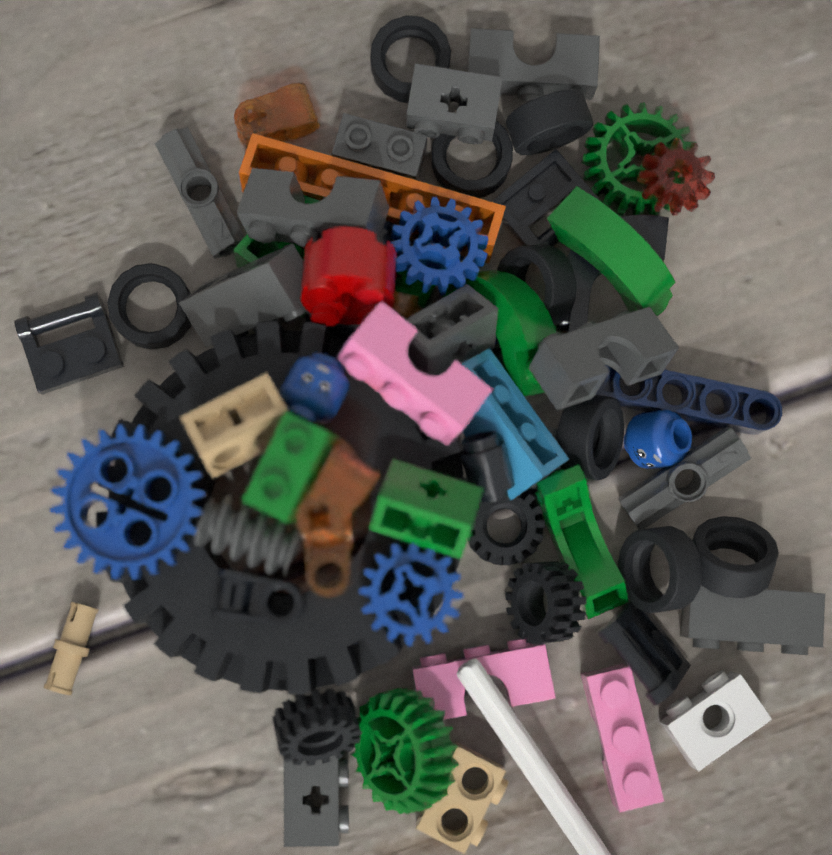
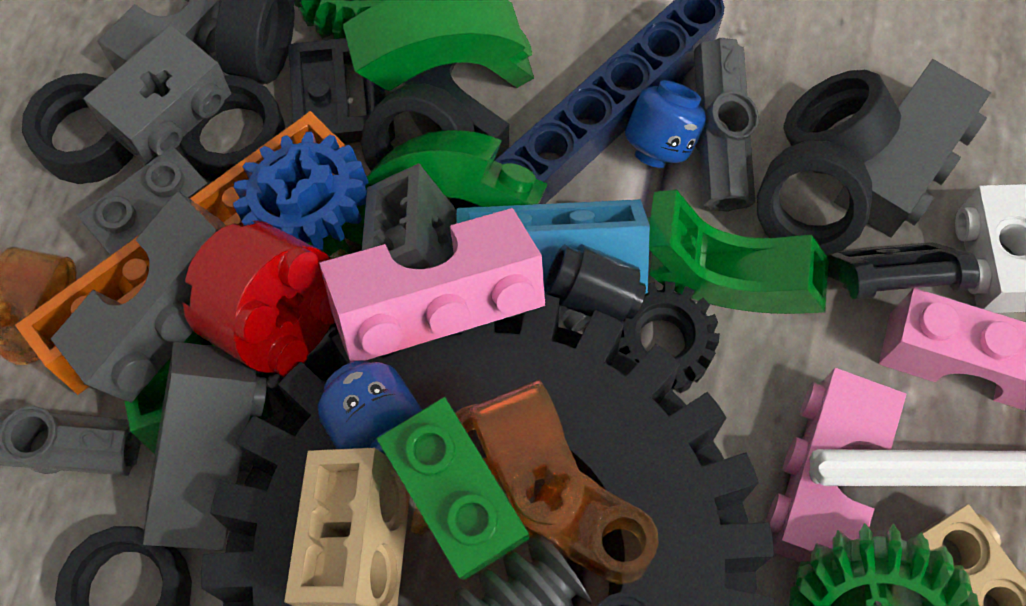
camera: 55 degrees left, 15 degrees down
(390, 600) = (736, 456): blue gear -> none
(426, 508) = (614, 365): green brick -> none
(562, 602) = (780, 368): black tyre -> none
(575, 363) = (539, 110): dark grey arch -> none
(592, 436) = (613, 172): black tyre -> none

